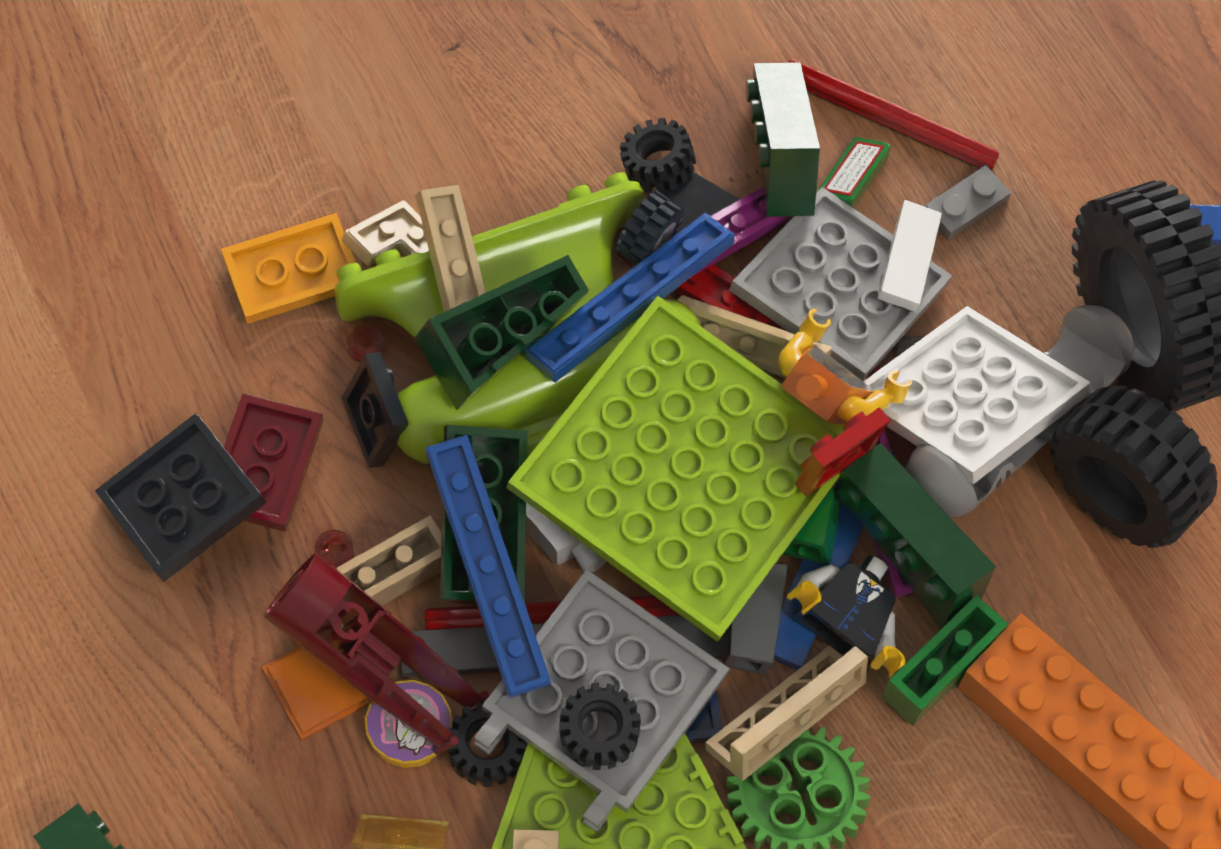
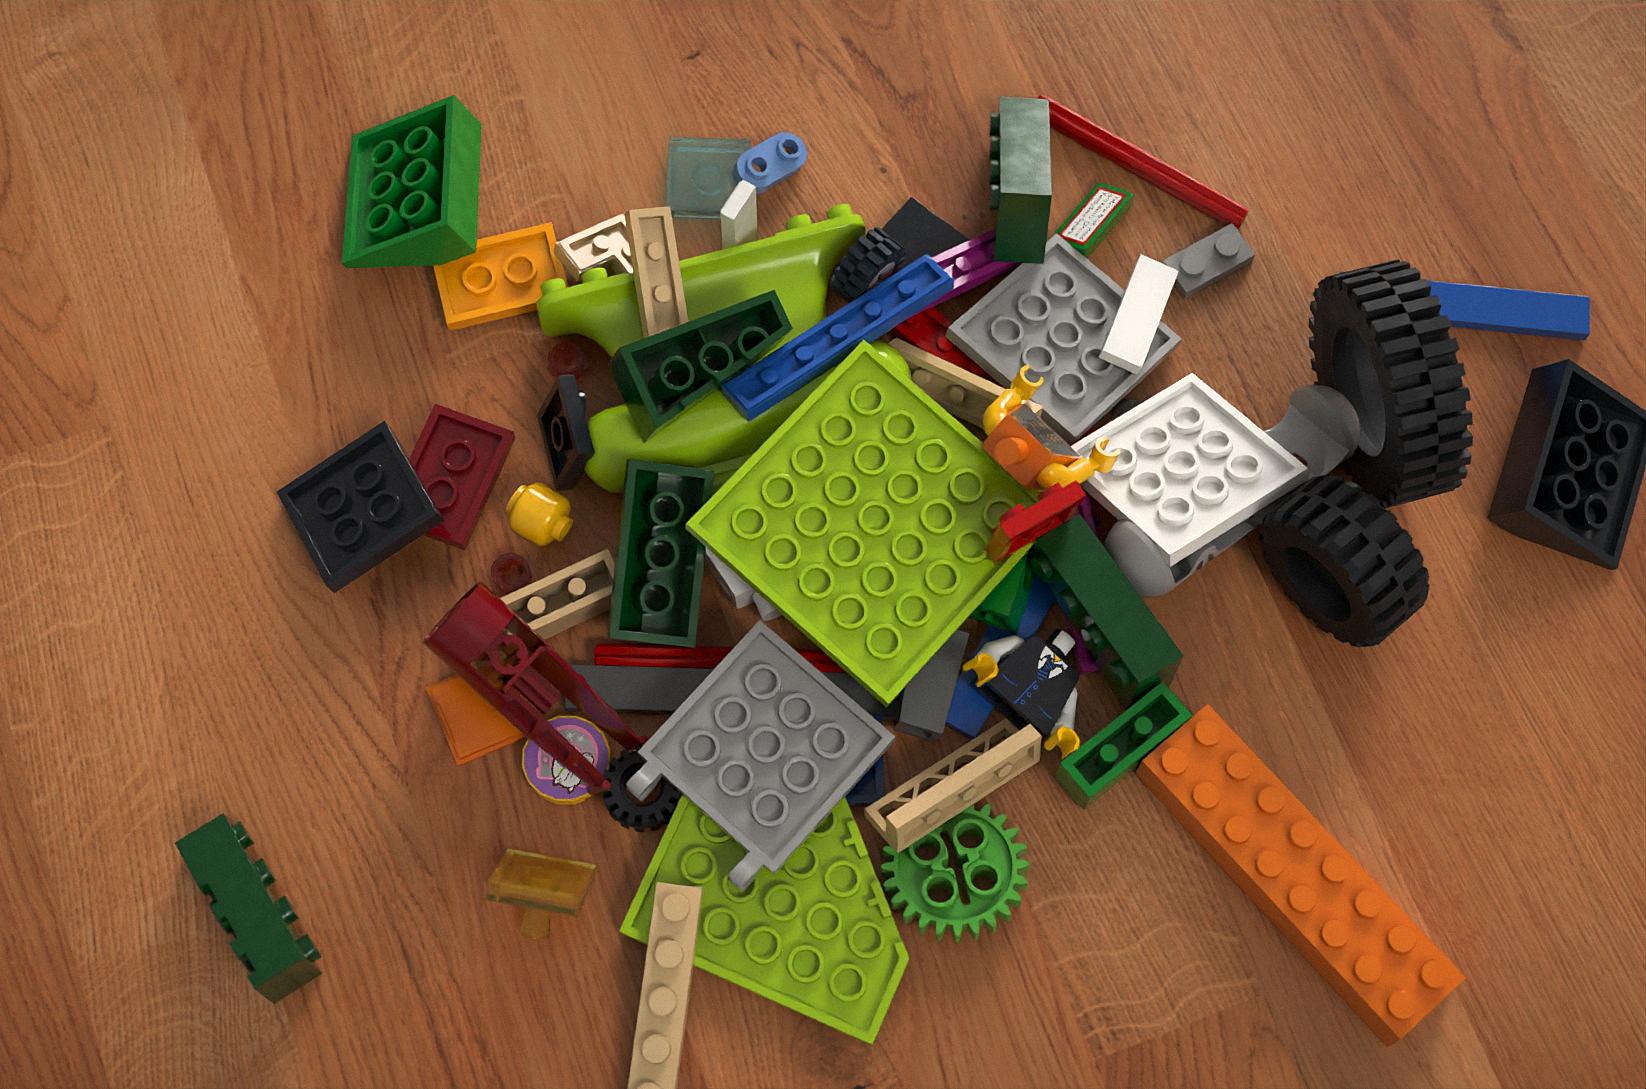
camera: 10 degrees right, 5 degrees up
(199, 191) = (414, 189): none -> green slope
(356, 490) = (539, 514): none -> yellow head
(484, 159) = (701, 175): none -> clear light blue tile
(488, 567) = (656, 609): blue tile -> none
(523, 190) = (739, 216): none -> white tile
(543, 139) = (772, 160): none -> medium blue plate
(606, 700) = (743, 759): black tyre -> none
(654, 139) = (895, 203): black tyre -> none

